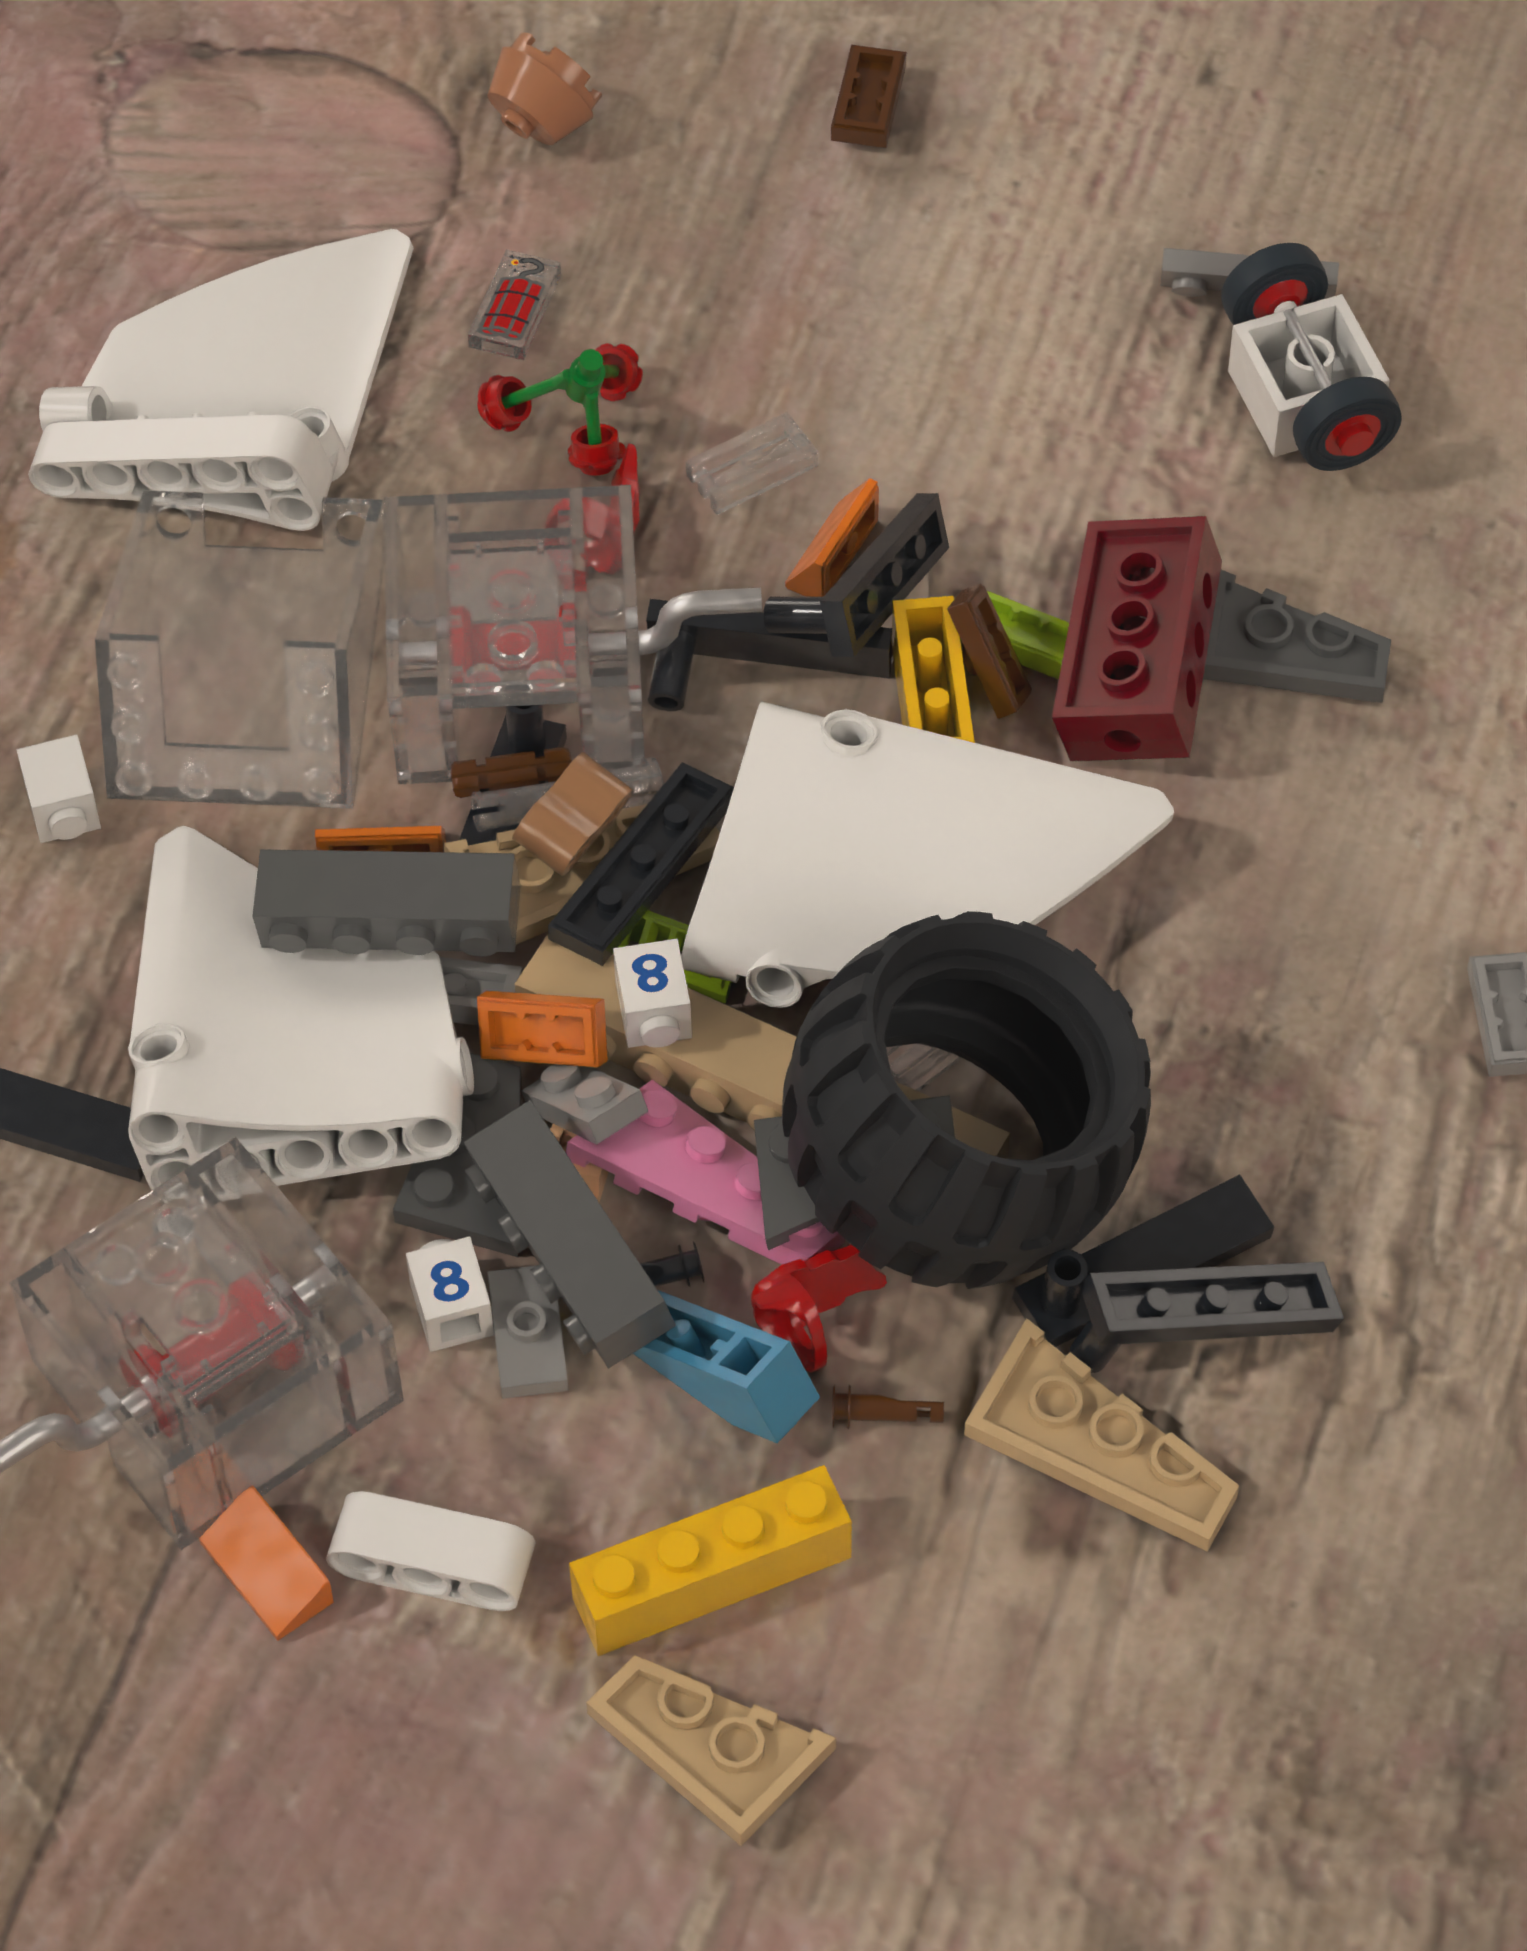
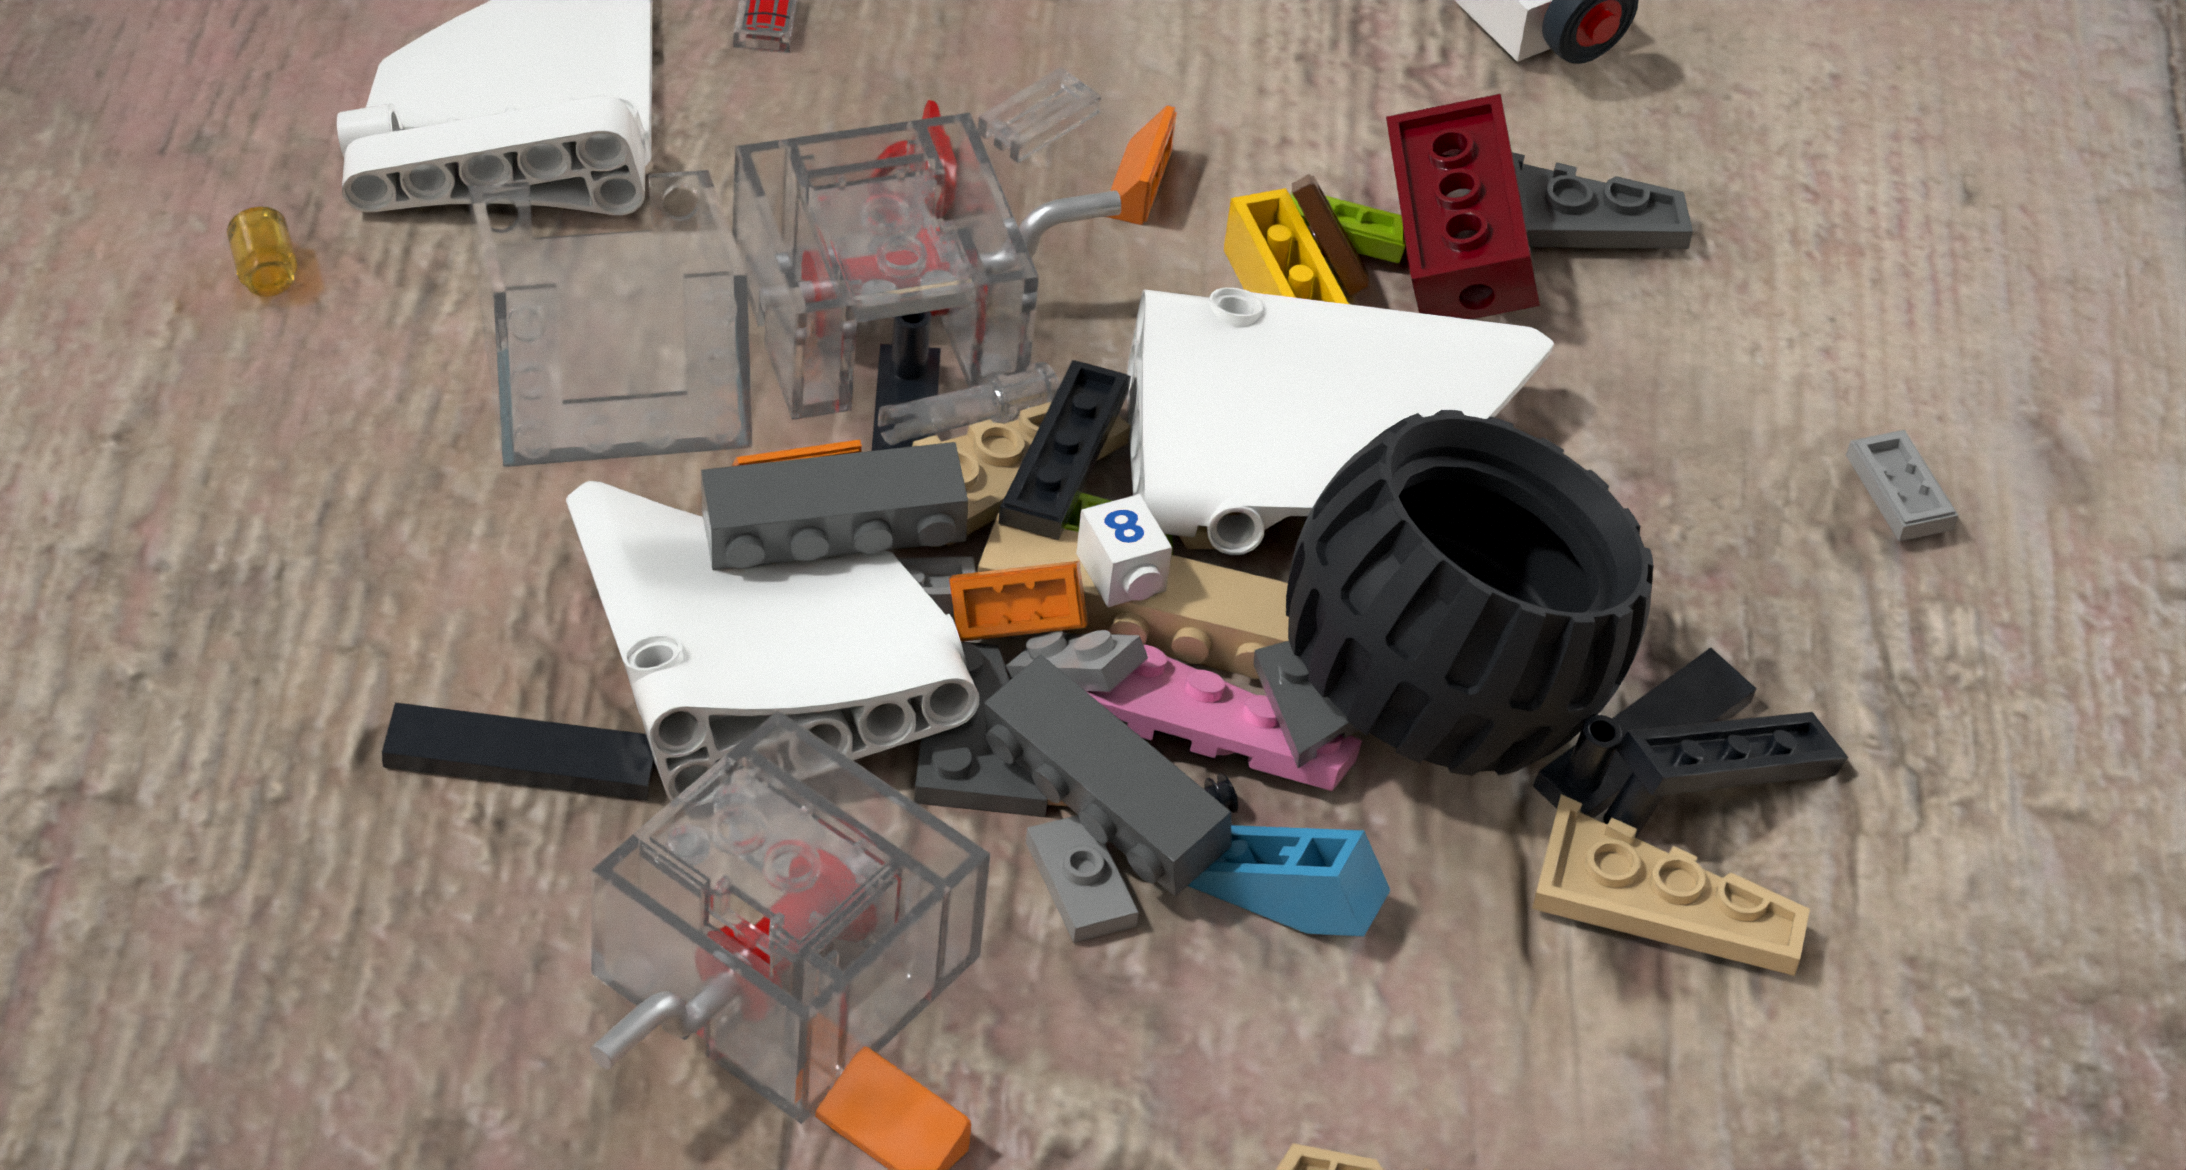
camera: 20 degrees left, 10 degrees down
(59, 789) = (458, 458): white brick -> none
(431, 1551) = (1057, 1083): white beam -> none
(450, 1293) = (1016, 847): white brick -> none
(508, 771) = (867, 397): reddish brown axle -> none
(572, 814) = (989, 410): medium nougat axle -> none
(606, 370) = (879, 48): red plant -> none
(711, 1560) = (1336, 1048): yellow brick -> none
(747, 639) = (1131, 255): black piece -> none
(803, 1289) = (1353, 794): red hair -> none
(865, 593) = (1204, 194): black piece -> none
(882, 1408) = (1444, 896): reddish brown piece -> none

